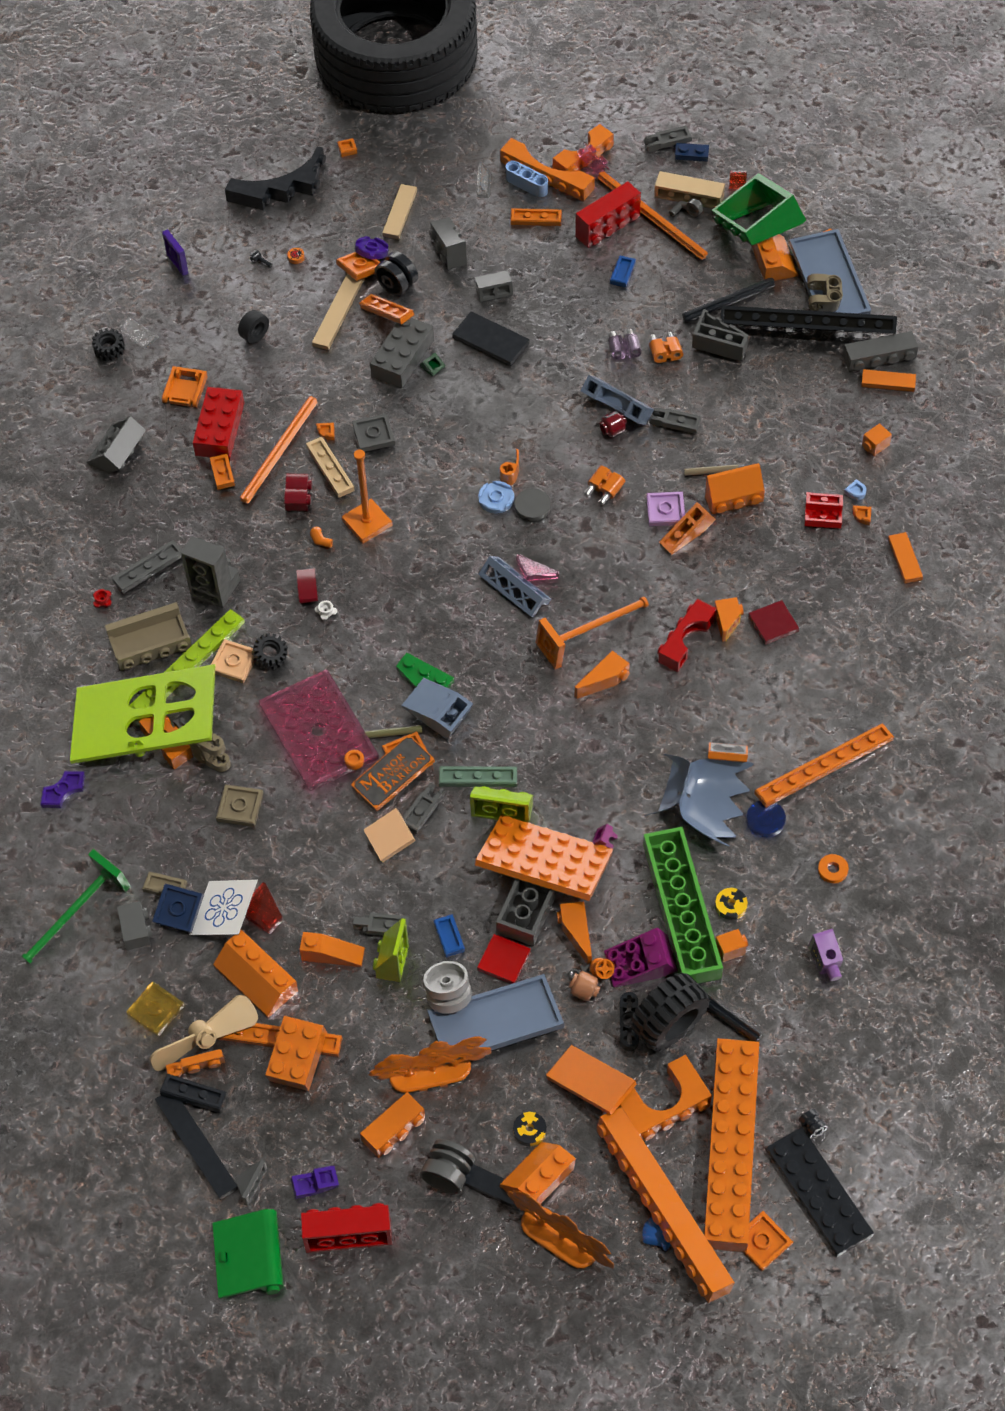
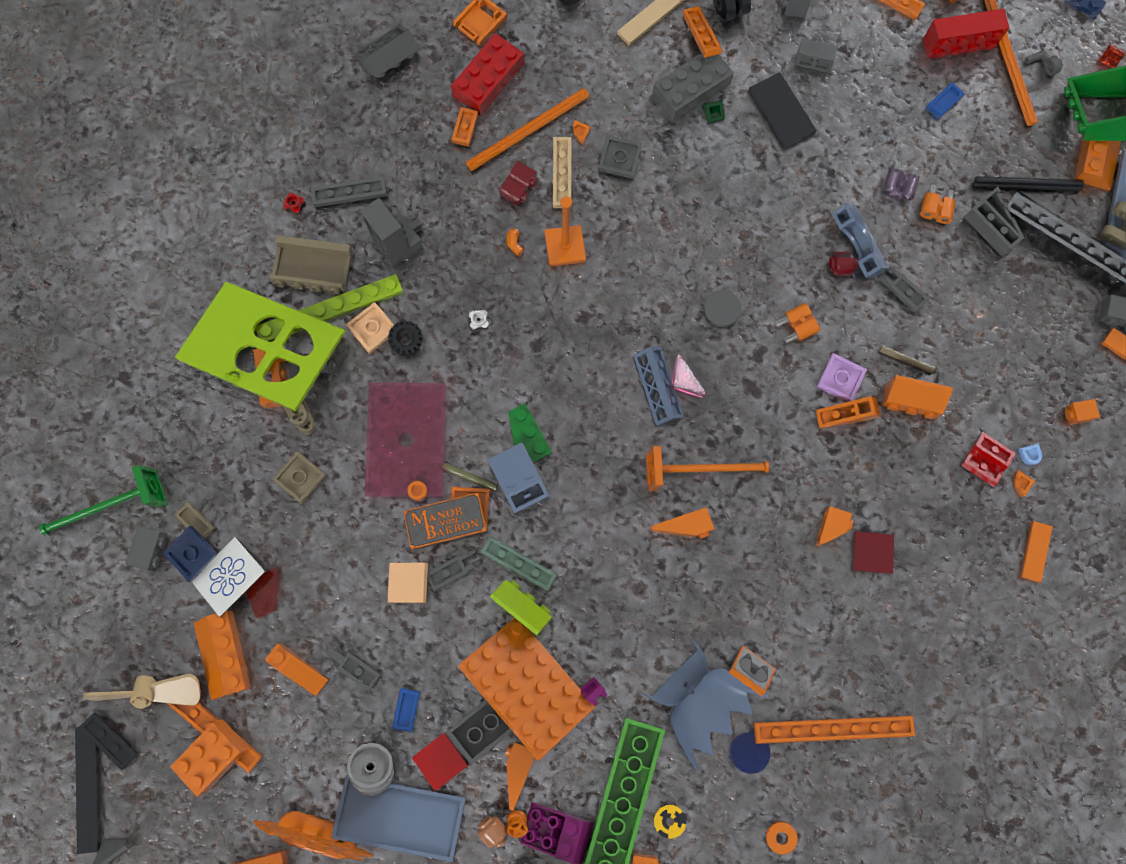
camera: 25 degrees right, 20 degrees up
(70, 783) = (153, 379): dark purple tile -> none
(155, 1008) = (123, 638): clear yellow tile -> none
(194, 1063) = (125, 714): orange hinge -> none
(307, 585) = (475, 285): dark red slope -> none
(392, 952) = (342, 707): lime slope -> none
(496, 497) = (694, 282): light blue tile -> none
(509, 471) = (722, 261): orange panel -> none
(685, 188) = (1059, 42): tan brick -> none
(697, 618) = (806, 513): red arch -> none

